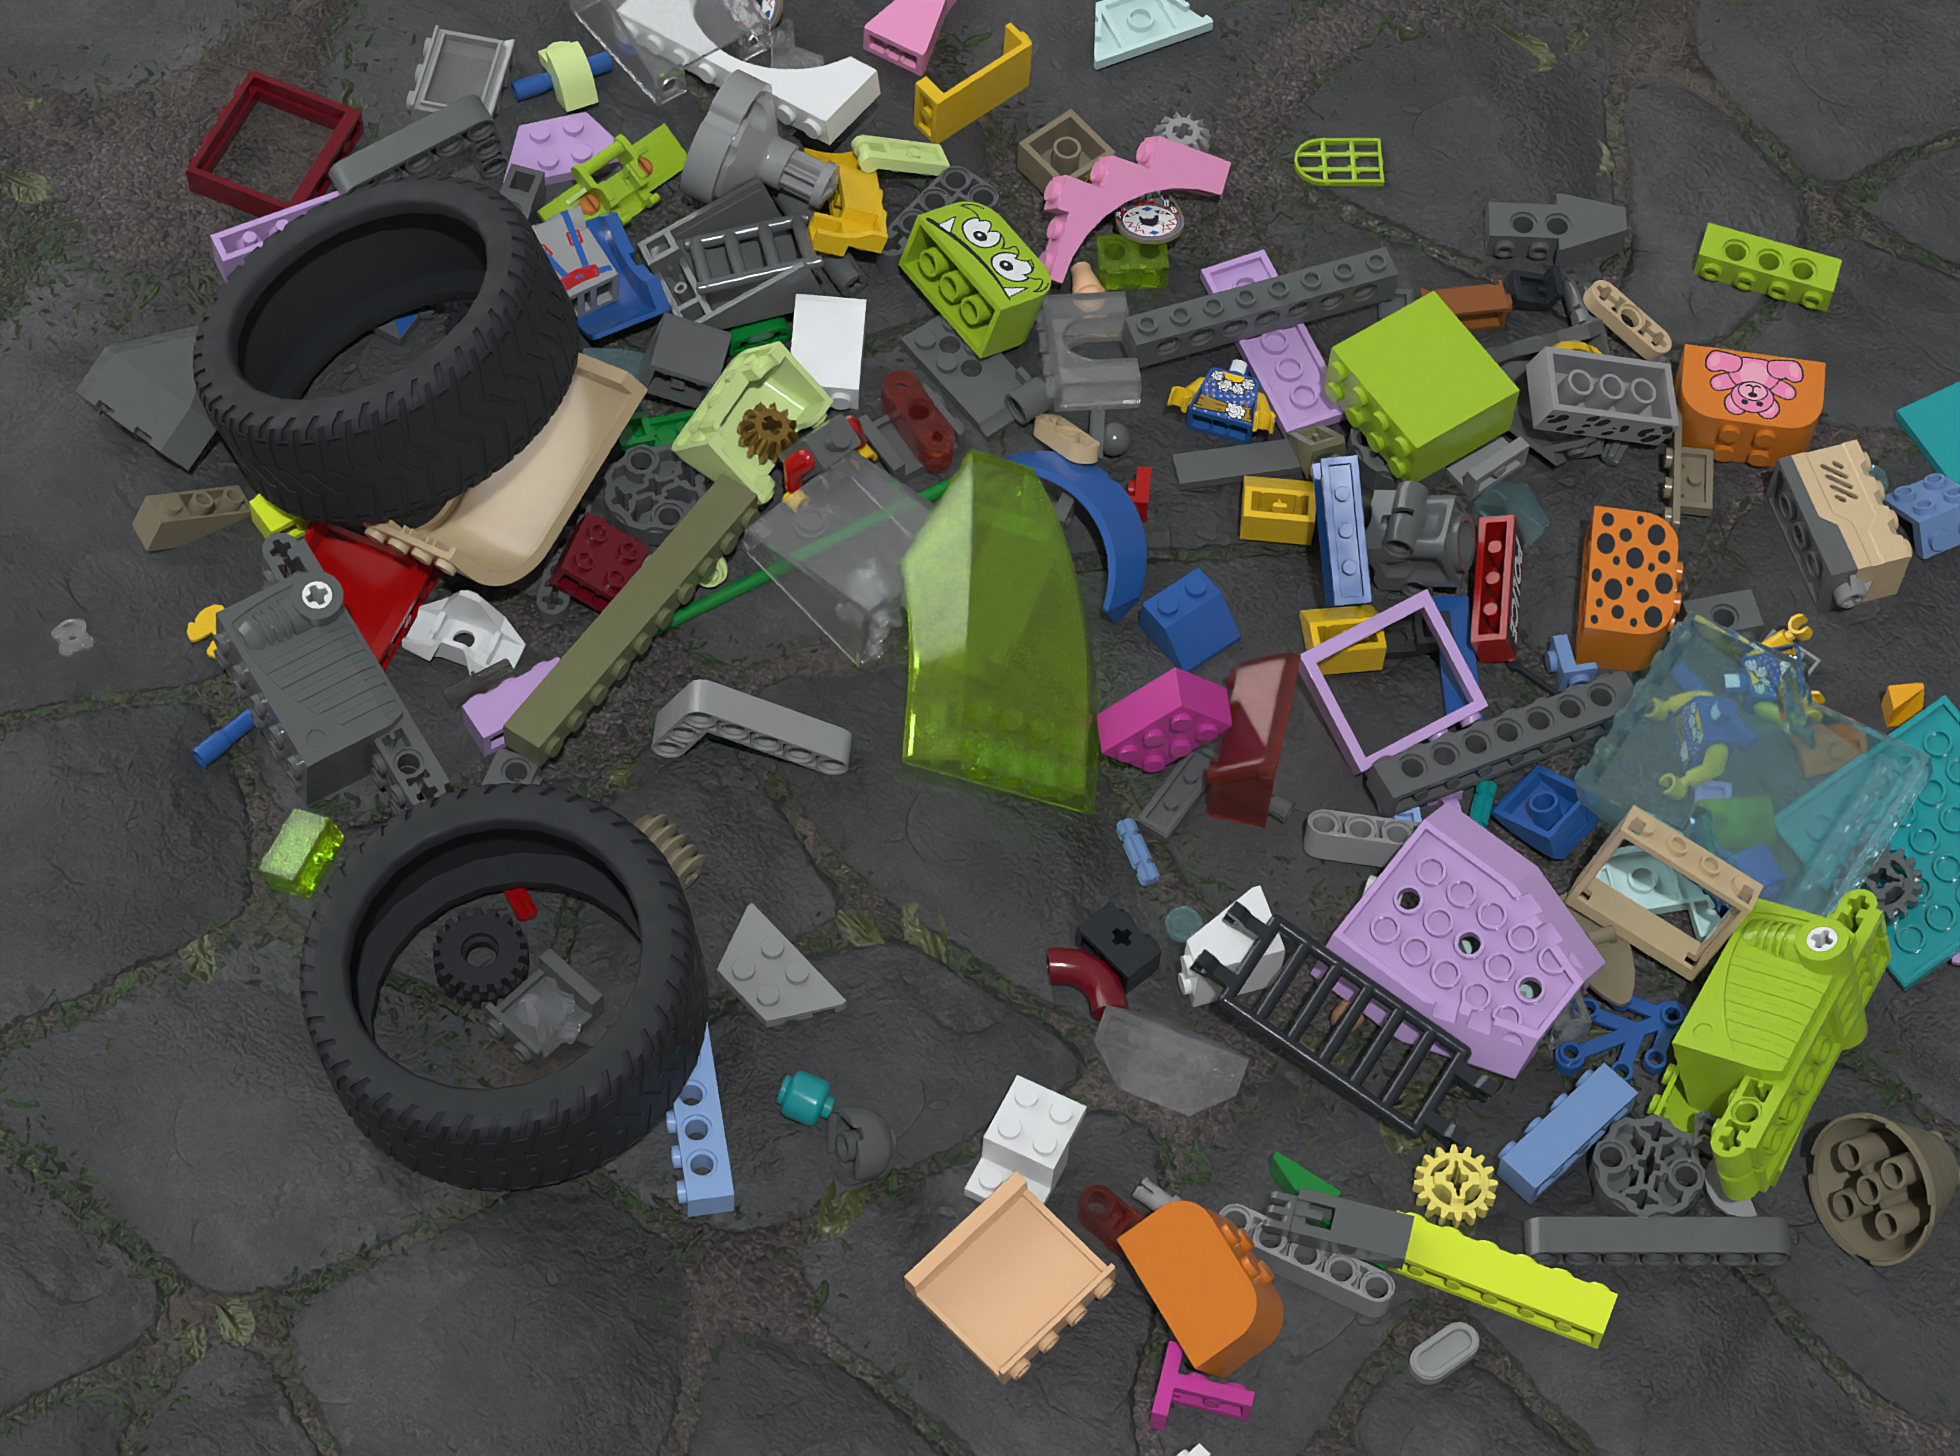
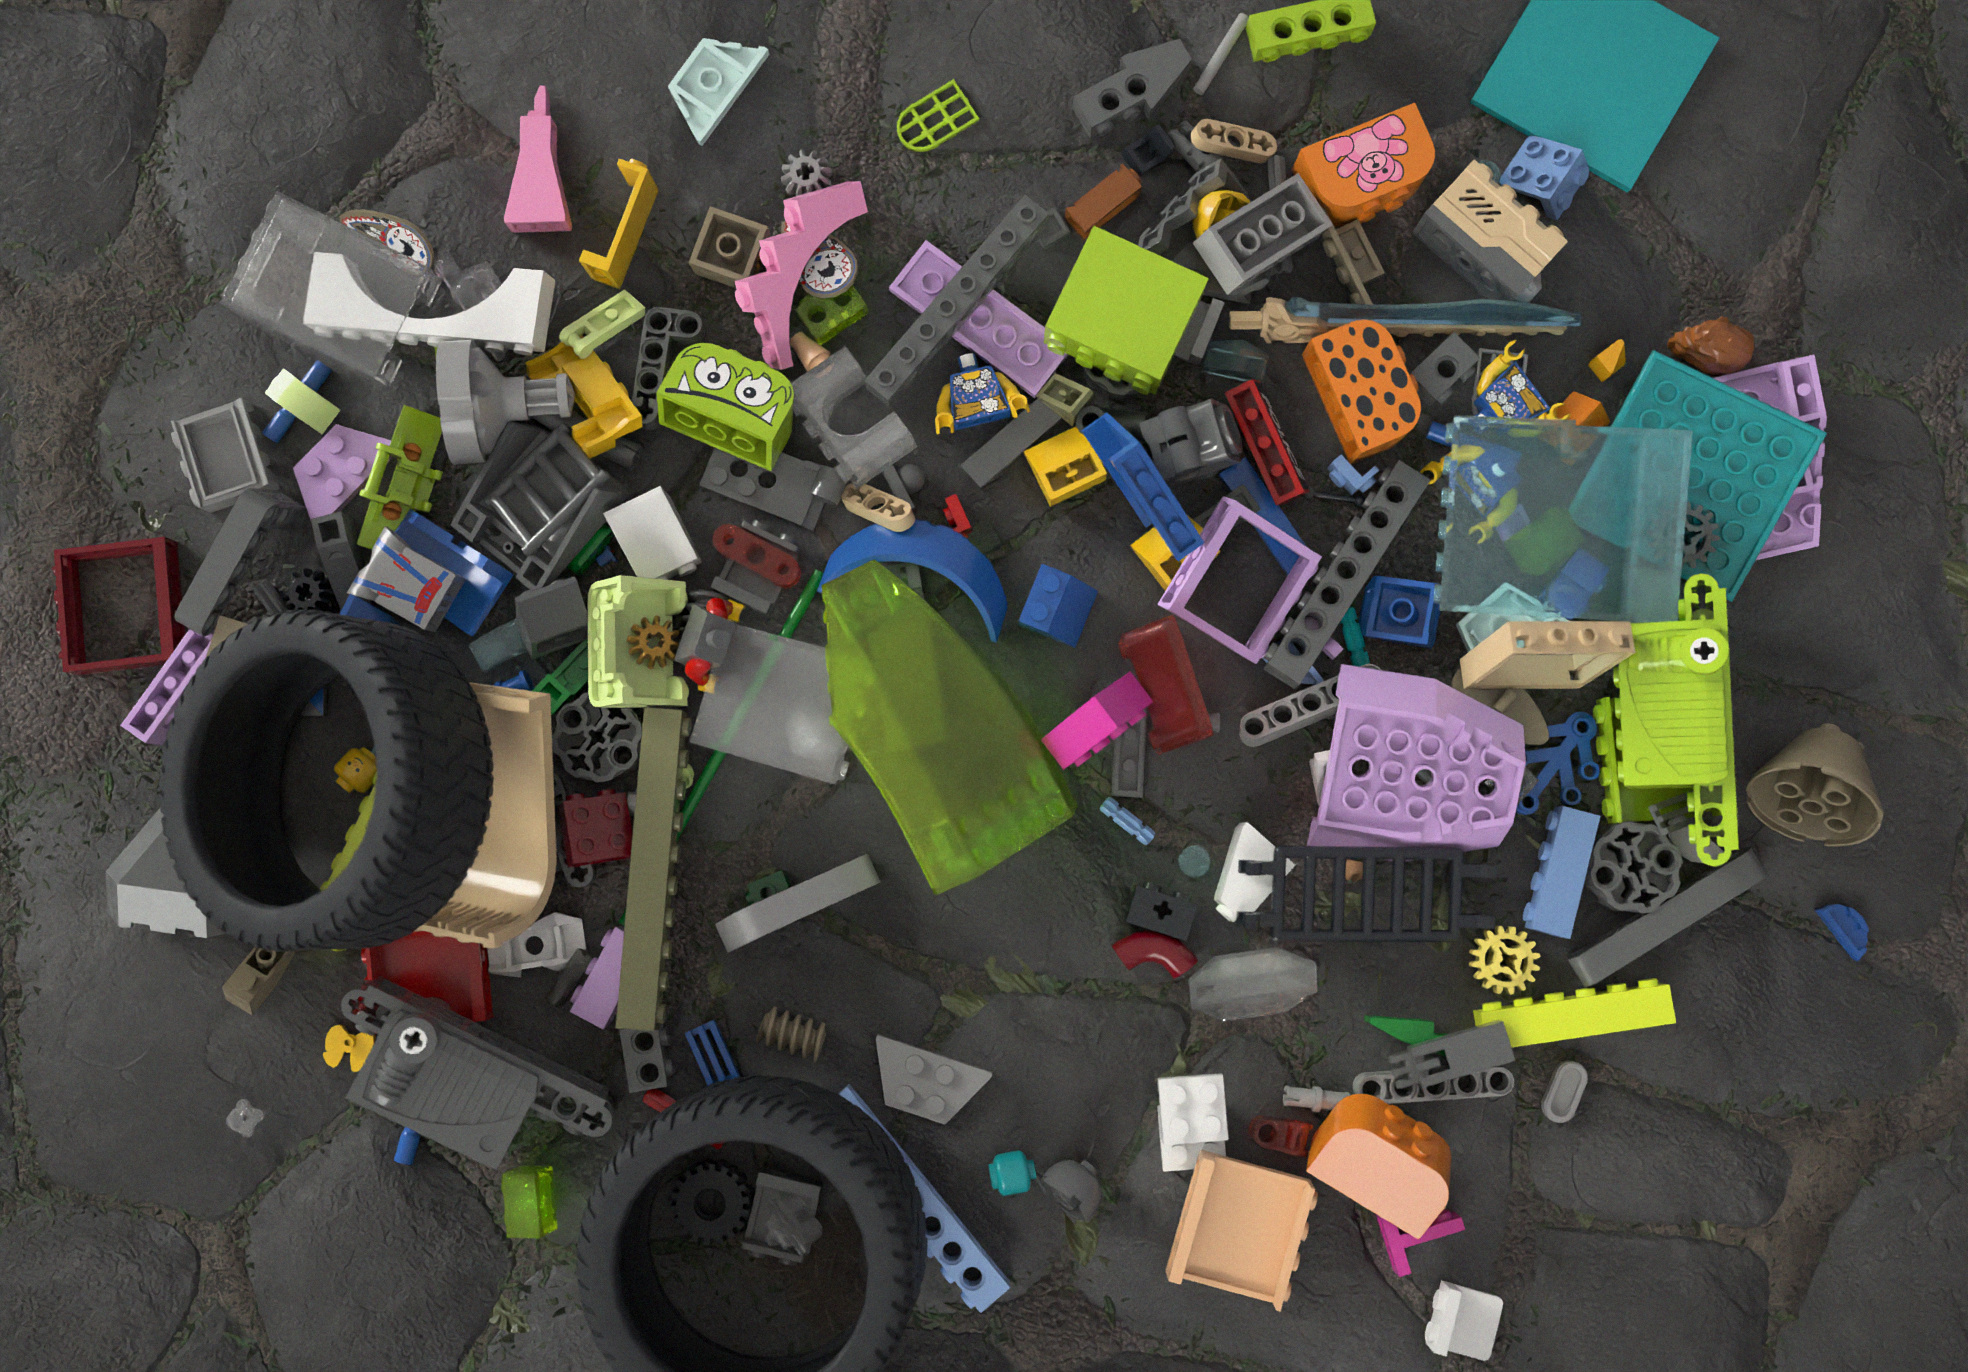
camera: 20 degrees left, 25 degrees up
(1661, 250) = (1221, 54): none -> light grey bar
(1730, 564) = (1303, 320): none -> piece
(1852, 1364) = (1847, 928): none -> blue tile

